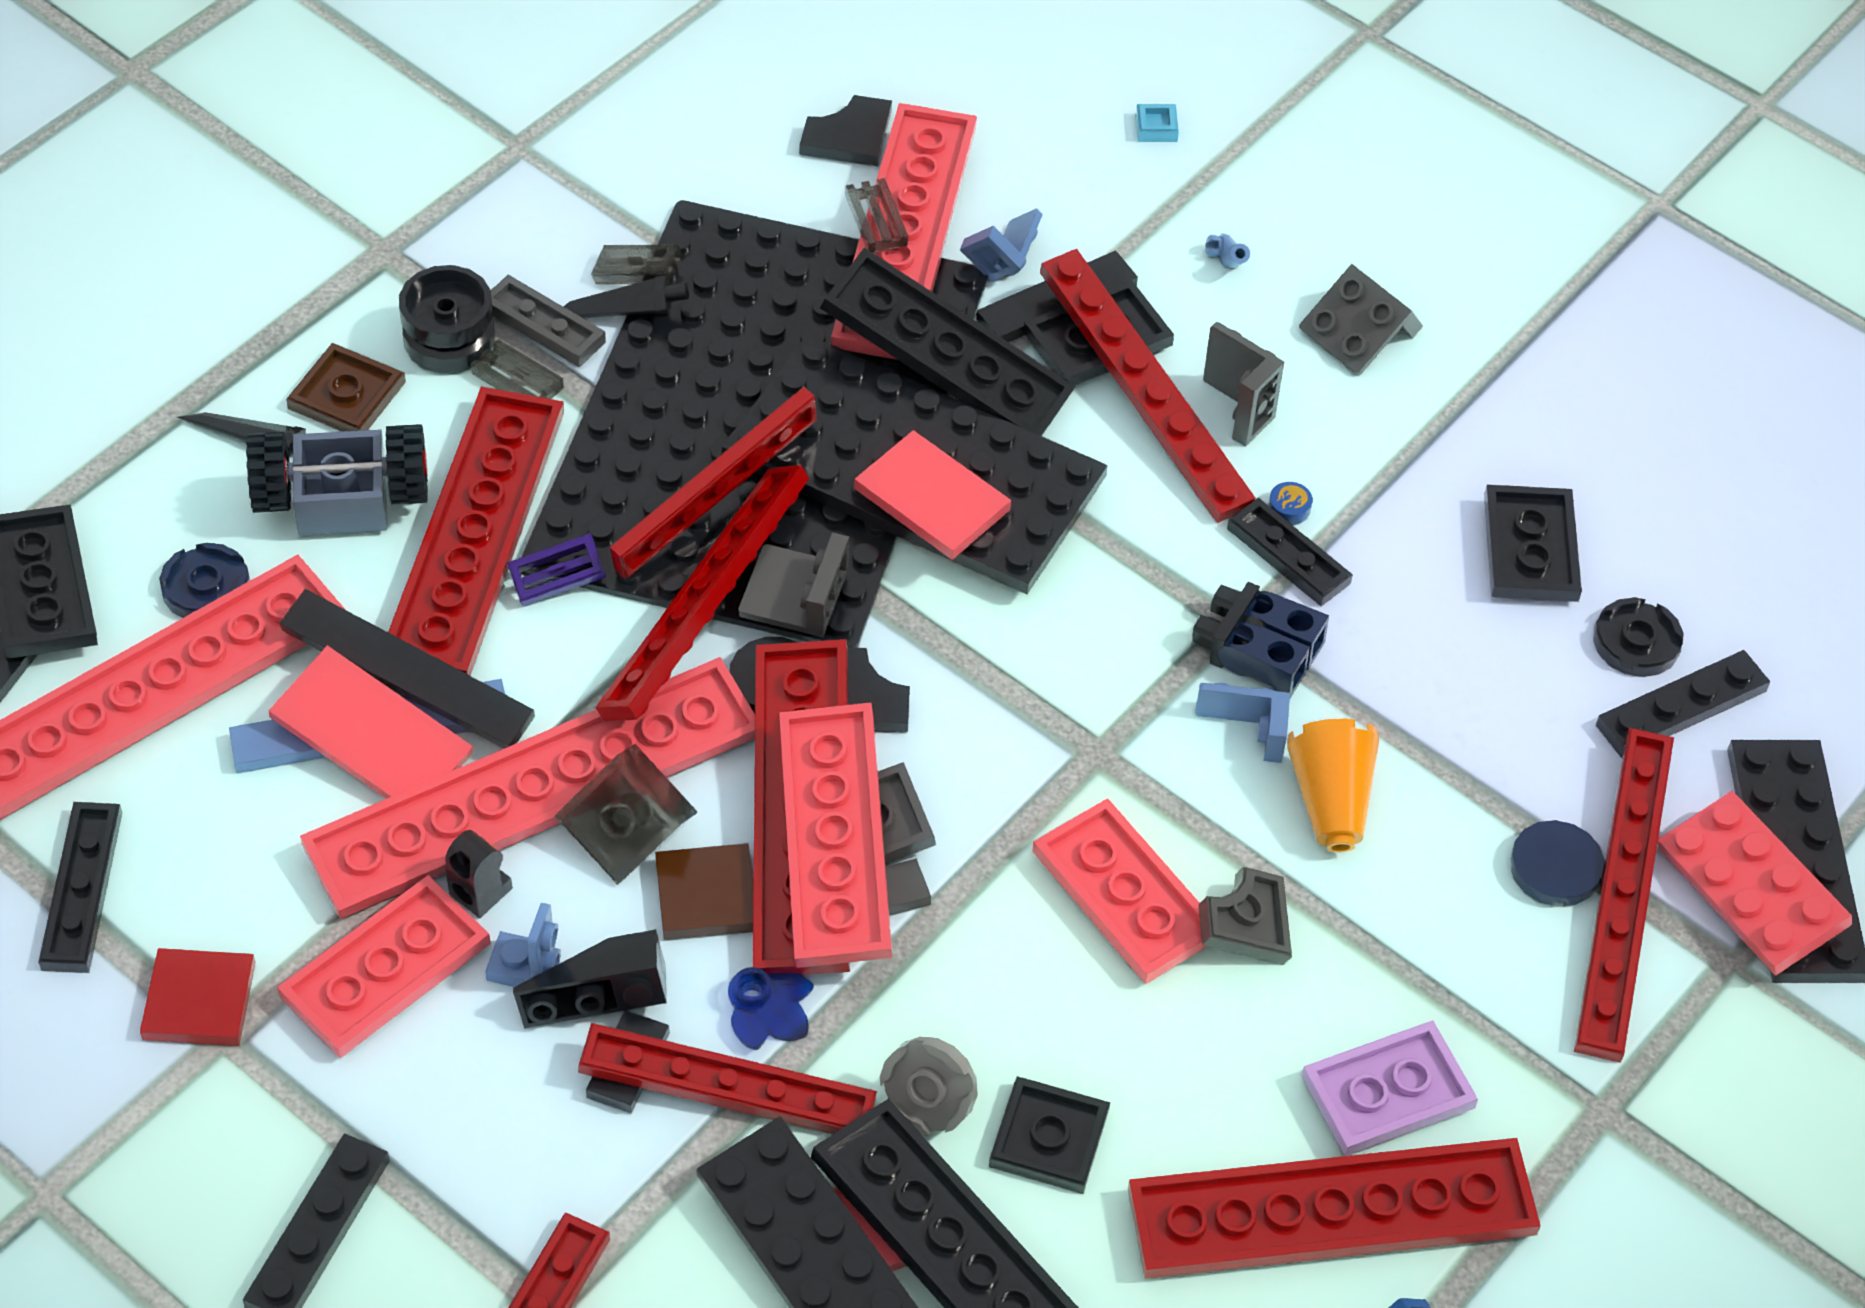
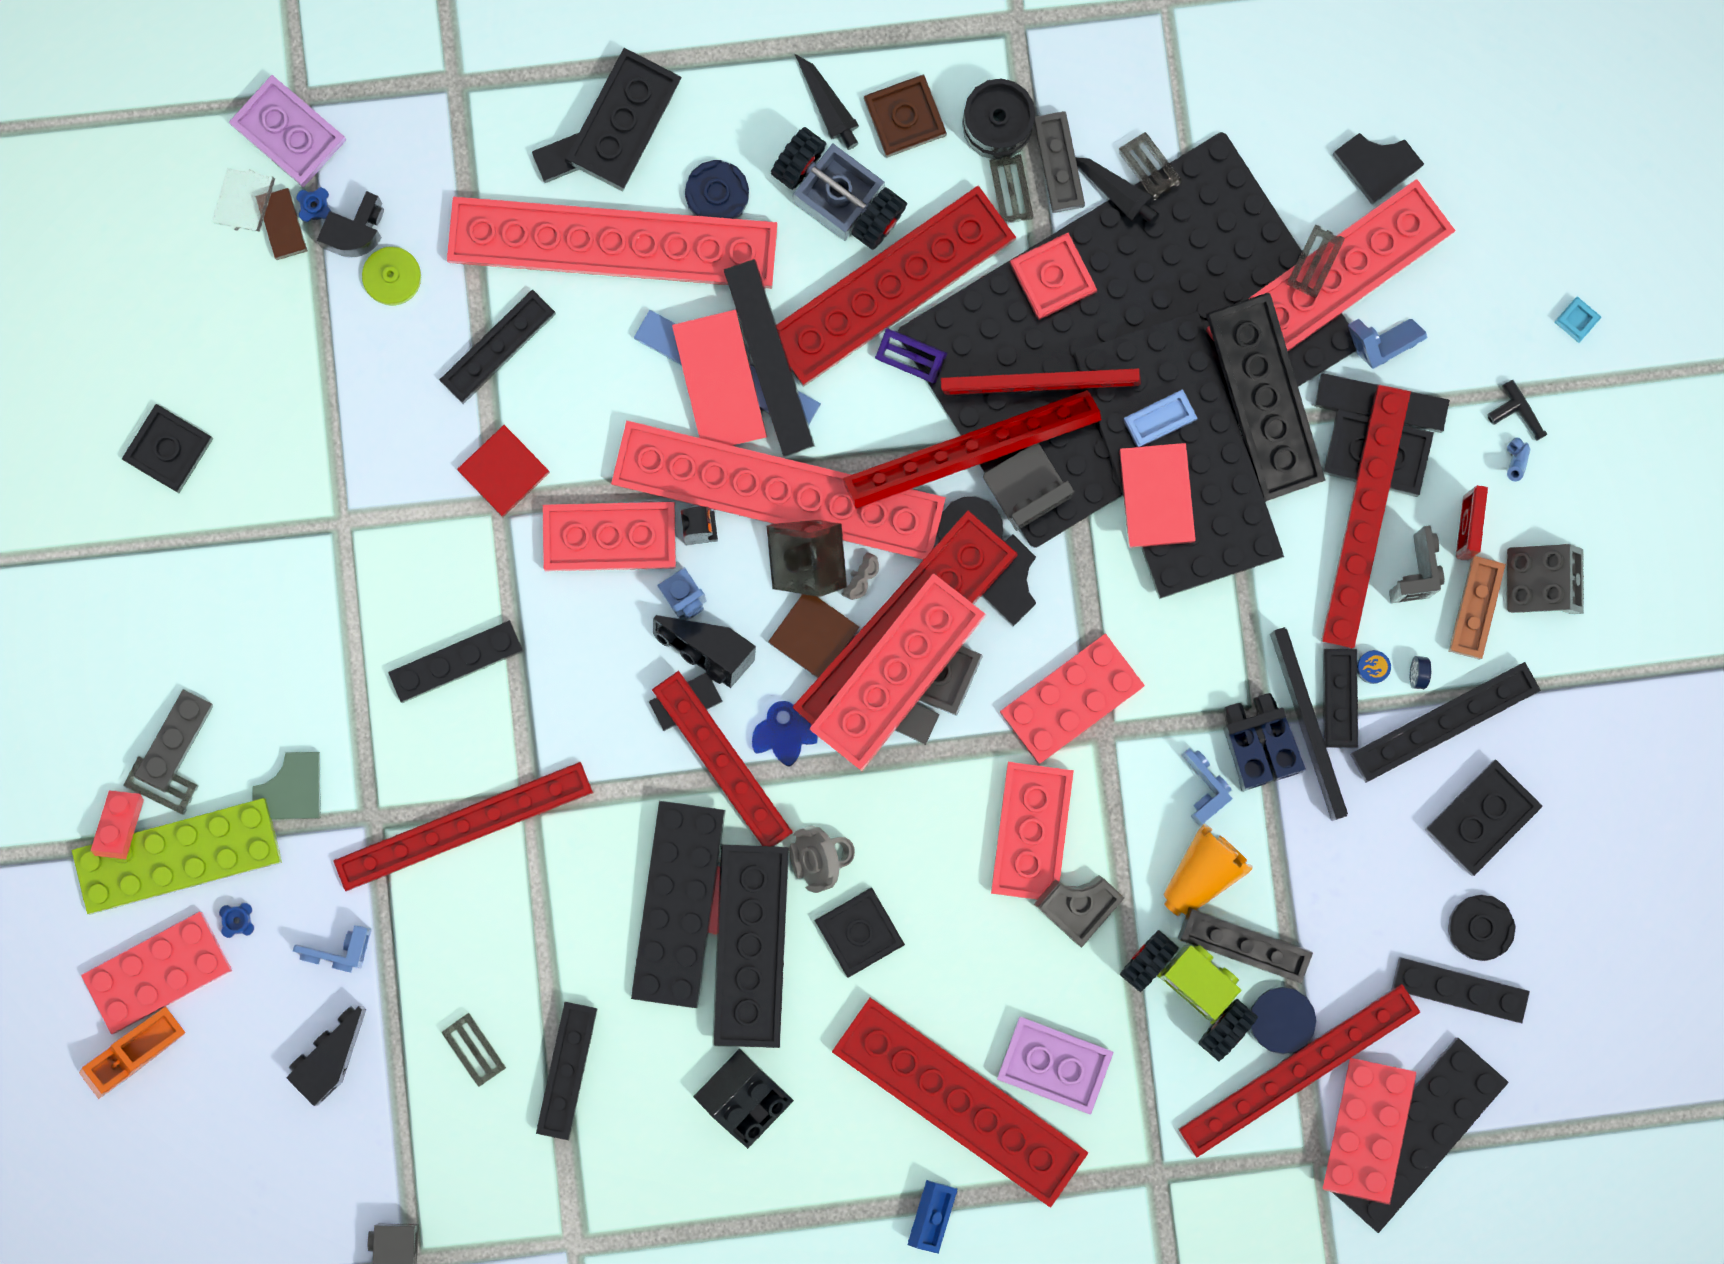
camera: 40 degrees right, 30 degrees up
(634, 407) = (1053, 276): none -> coral tile
(708, 807) = (859, 582): none -> light grey piece
(866, 432) = (1160, 419): none -> light blue tile
(1035, 746) = (1072, 699): none -> coral plate
(1178, 215) = (1520, 404): none -> black piece
(1239, 565) = (1308, 724): none -> black tile
(1247, 306) = (1471, 523): none -> red tile
(1327, 386) = (1477, 607): none -> nougat plate
(1337, 471) = (1420, 672): none -> dark blue tile
(1405, 496) = (1445, 722): none -> black plate
(1446, 814) = (1245, 945): none -> black plate
(1447, 882) = (1197, 982): none -> brick

